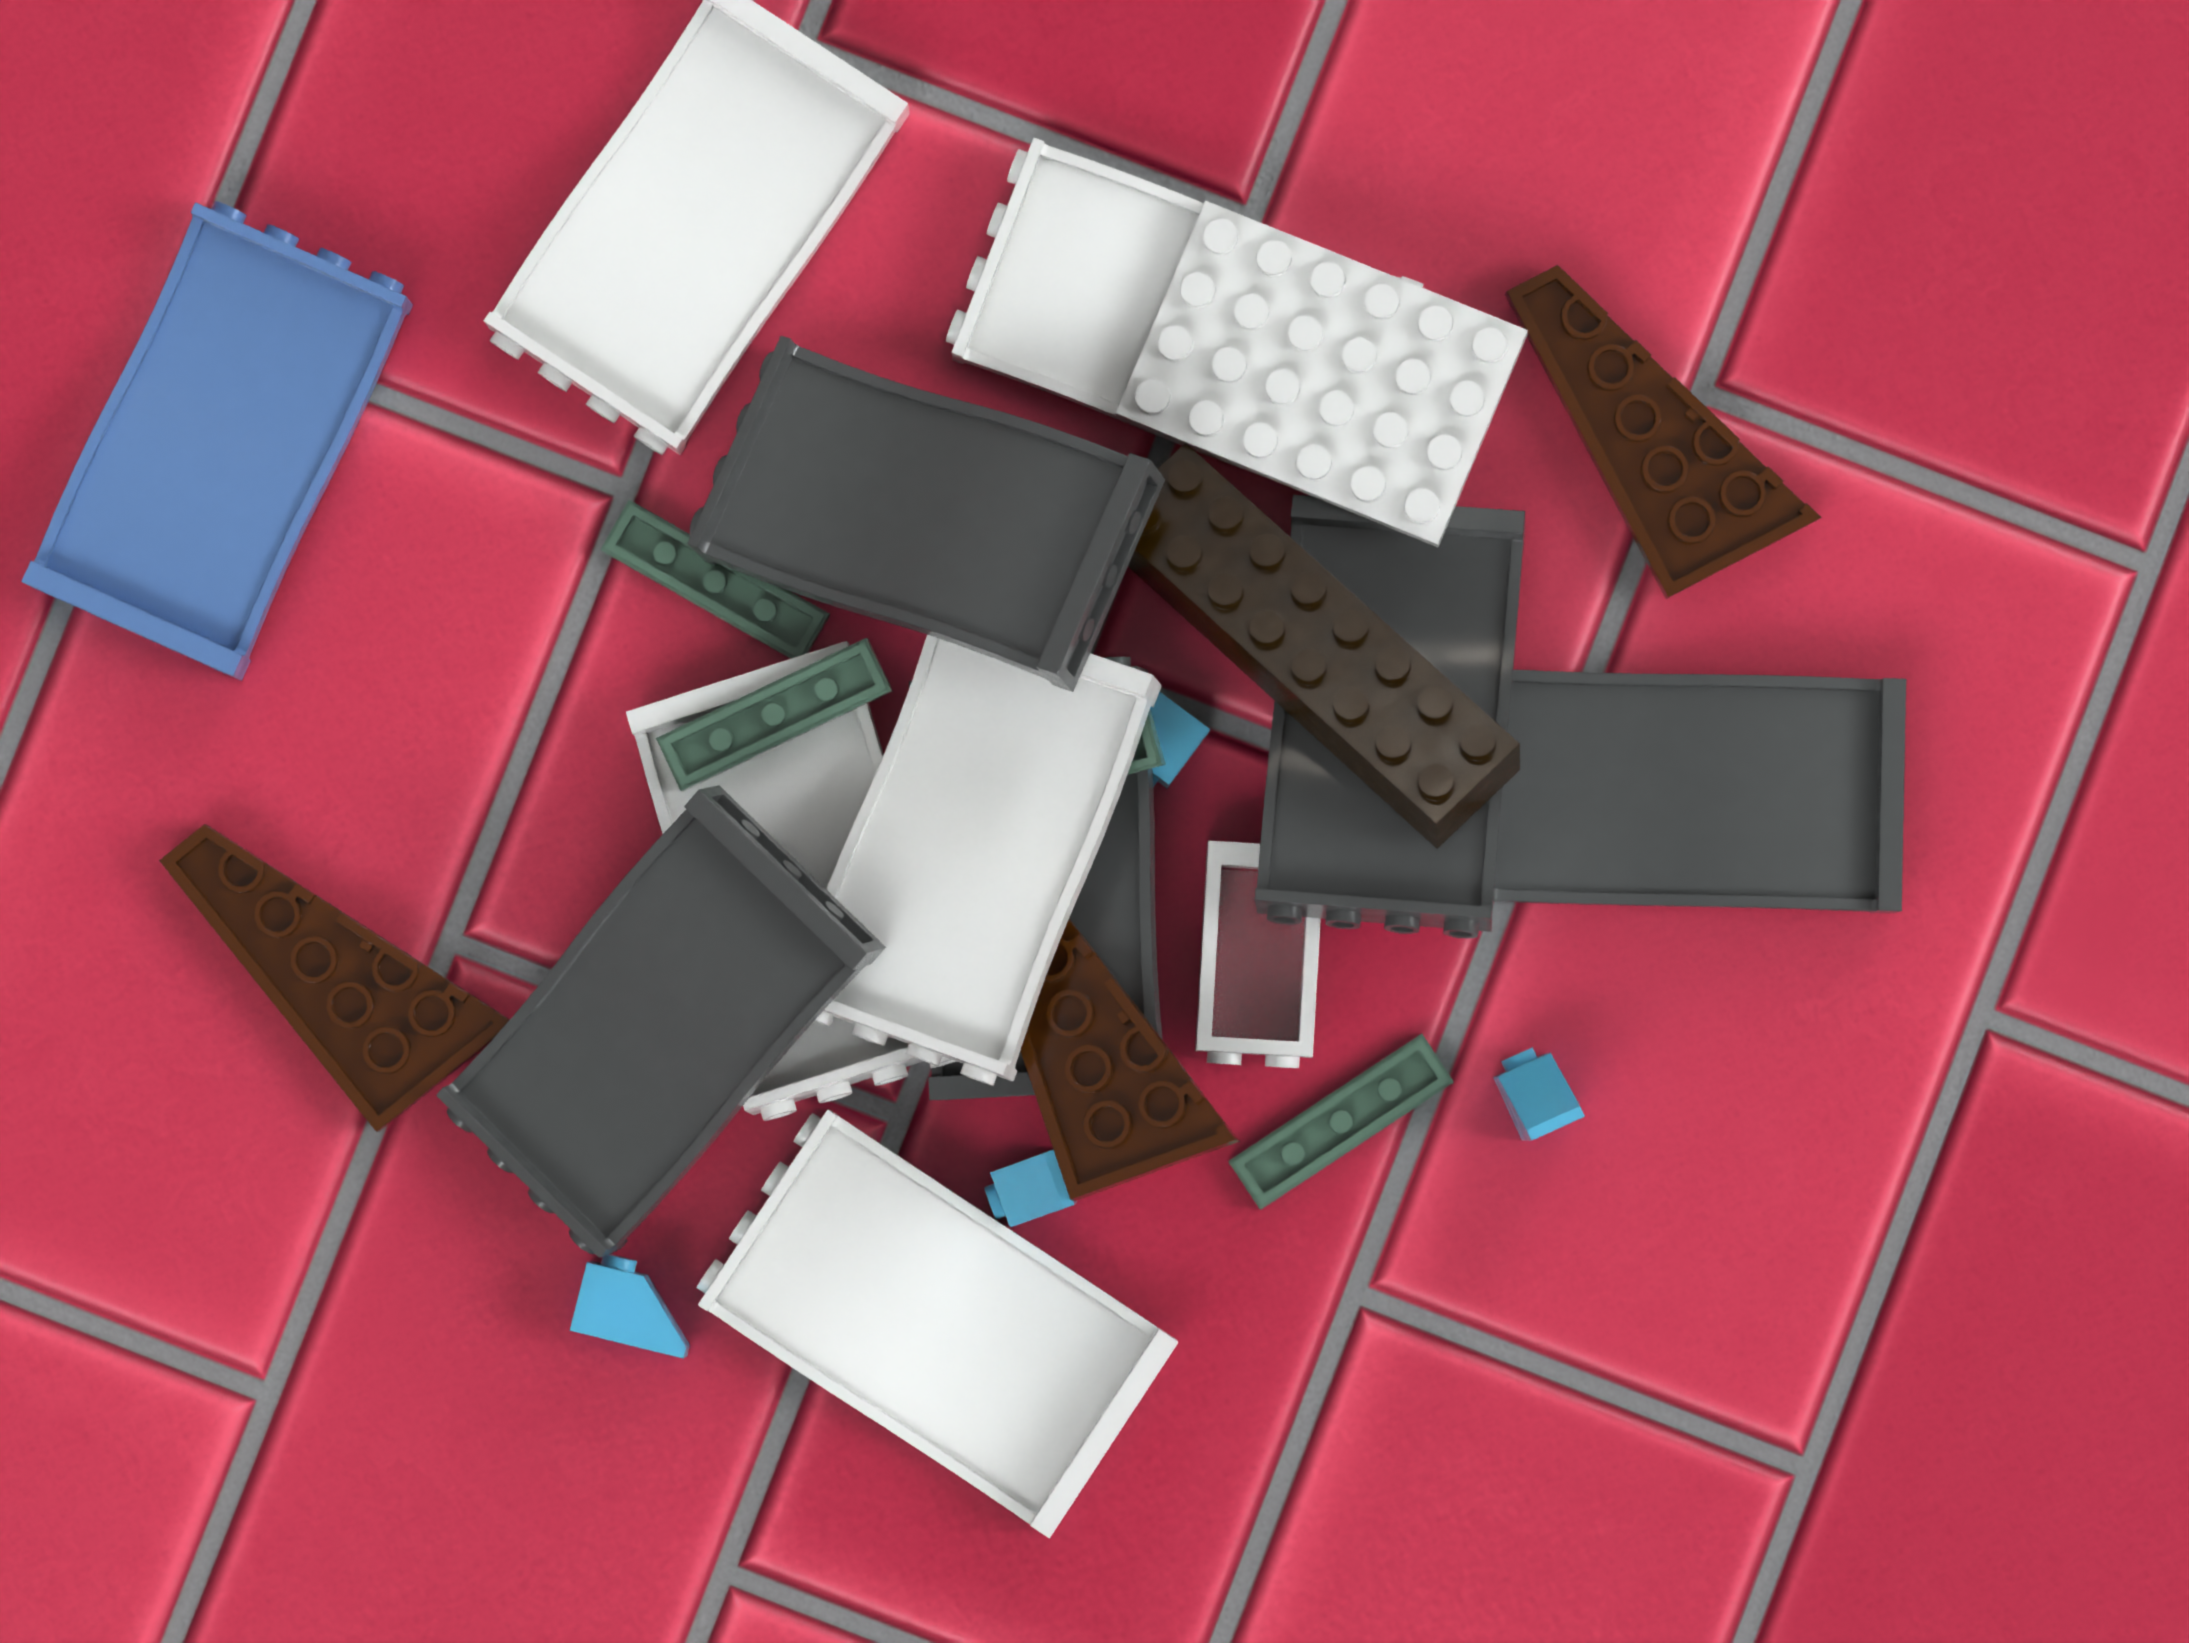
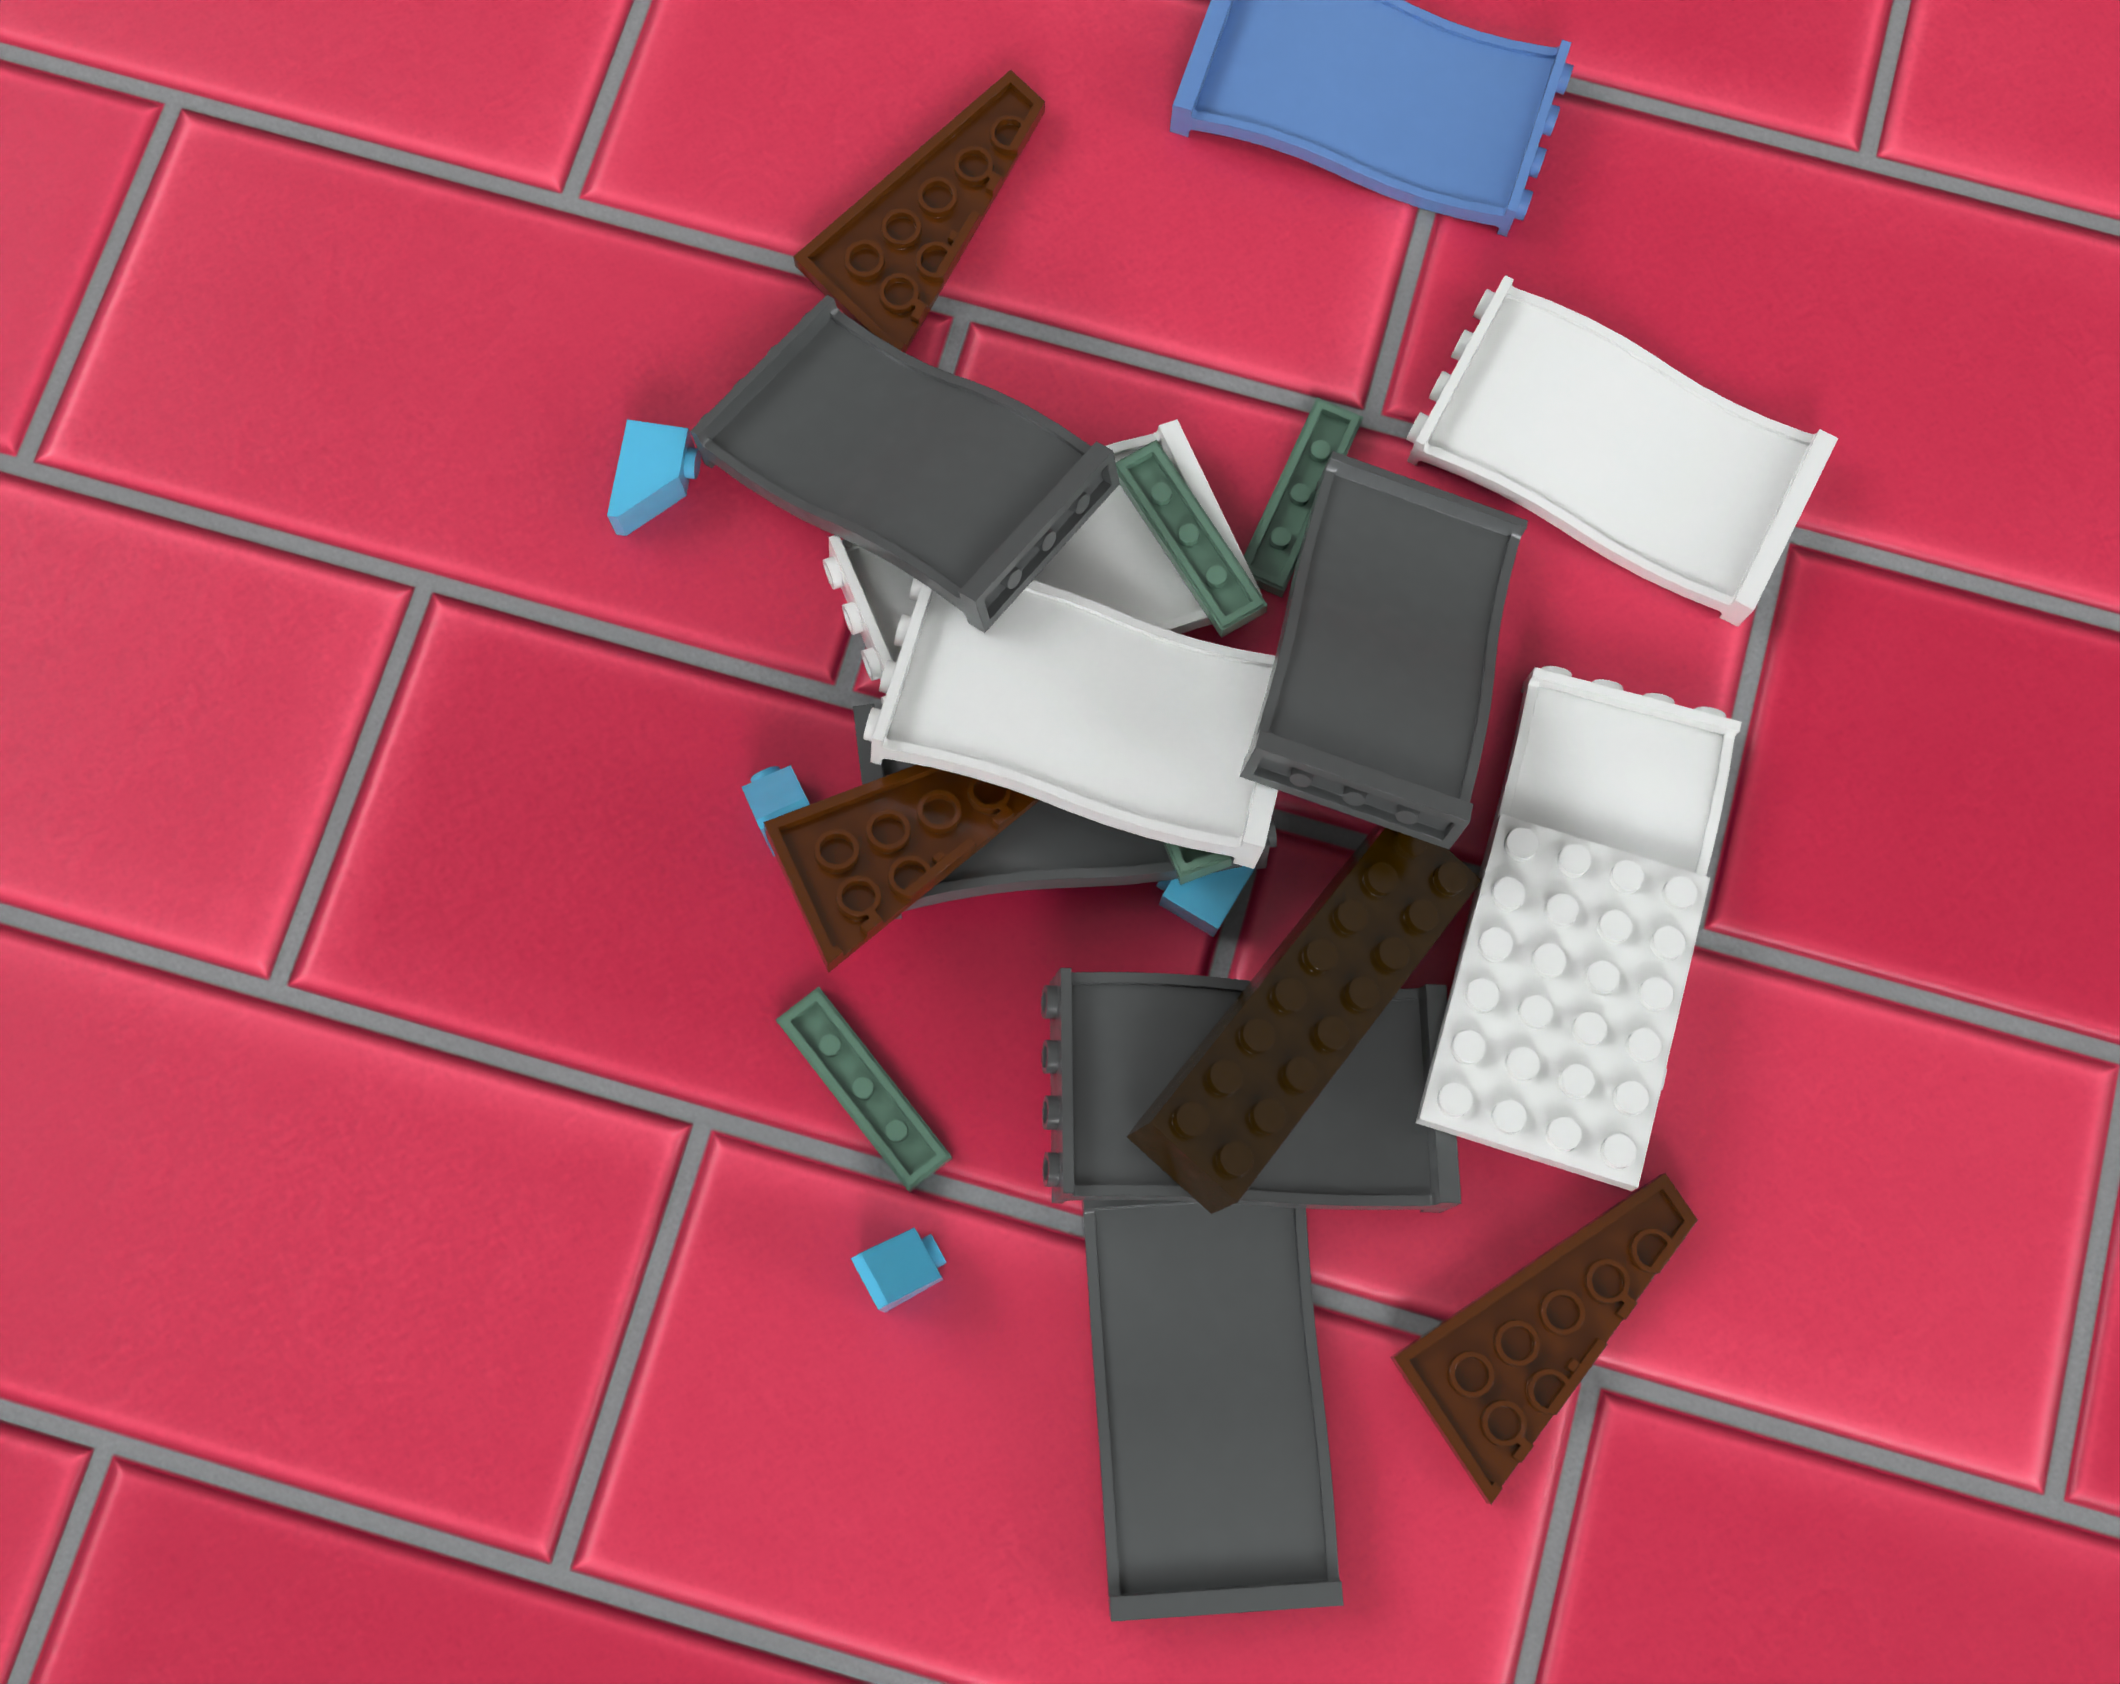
camera: 85 degrees right, 10 degrees down
(935, 1321) = (653, 738): white panel -> none
(1253, 972) = (989, 991): window -> none

